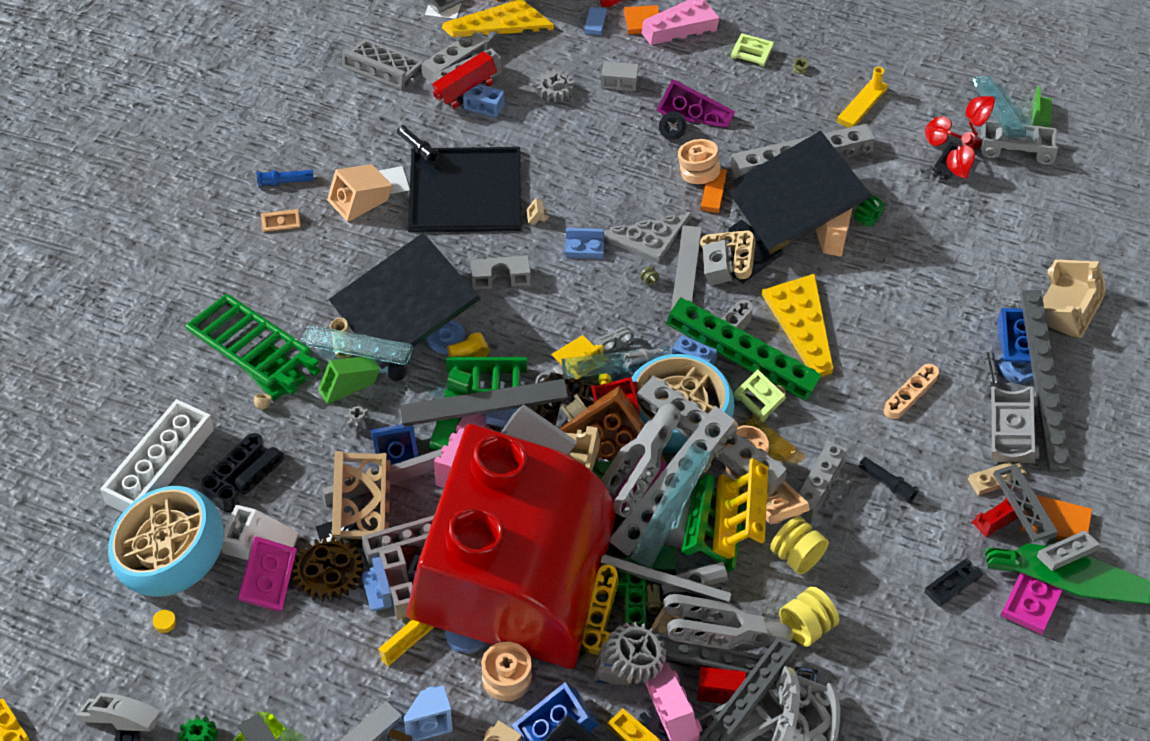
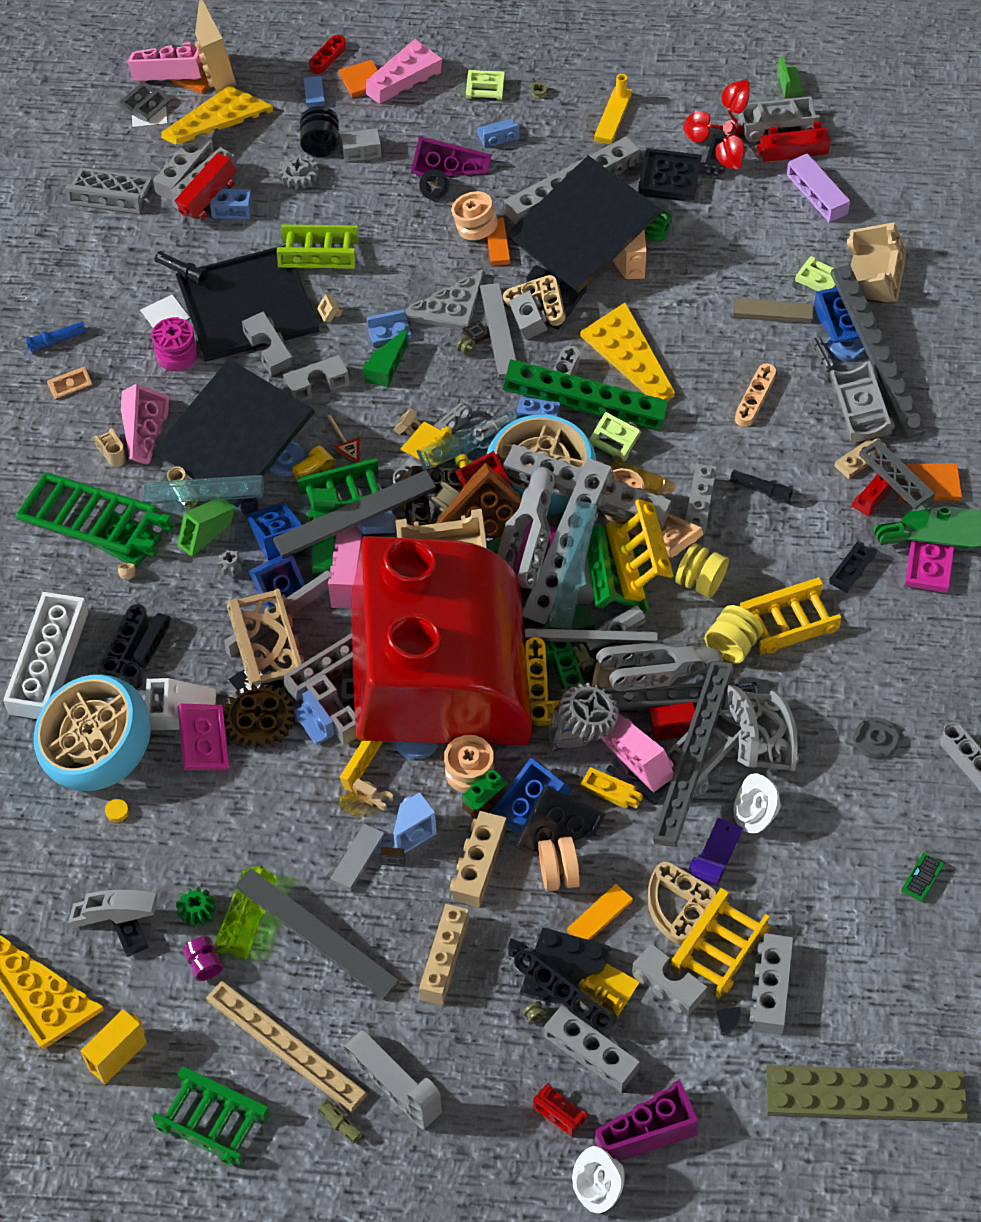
camera: 15 degrees left, 5 degrees up
(293, 287) = (111, 448): none -> tan piece
(330, 269) = (143, 417): none -> bright pink wedge
(358, 190) = (133, 332): light nougat slope -> none
(380, 676) = (349, 802): none -> clear yellow plate
(384, 209) = (174, 344): none -> dark pink wheel
(400, 671) = (369, 794): none -> tan plate
(407, 391) = (271, 523): none -> blue slope
(465, 216) = (261, 330): none -> light grey arch
(507, 343) = (350, 448): none -> piece
(515, 701) = (484, 794): none -> green hips
(535, 429) = (421, 524): light grey slope -> none
(544, 164) = (318, 257): none -> lime fence
(568, 332) = (405, 423): none -> tan tile
(571, 271) = (385, 361): none -> green slope
(585, 55) = (319, 131): none -> black wheel
(664, 266) = (476, 332): none -> tile
(749, 94) = (498, 133): none -> medium blue bracket
(877, 595) = (792, 597): none -> yellow fence
(897, 168) = (670, 174): none -> black plate
(955, 316) = (772, 310): none -> dark tan tile
(1001, 110) = (758, 95): clear light blue tile -> none
(1006, 292) = (815, 275): none -> yellowish green plate
(1026, 168) = (794, 144): none -> red brick
(1037, 213) = (818, 188): none -> lavender brick
(1068, 550) = (948, 508): light grey plate -> none

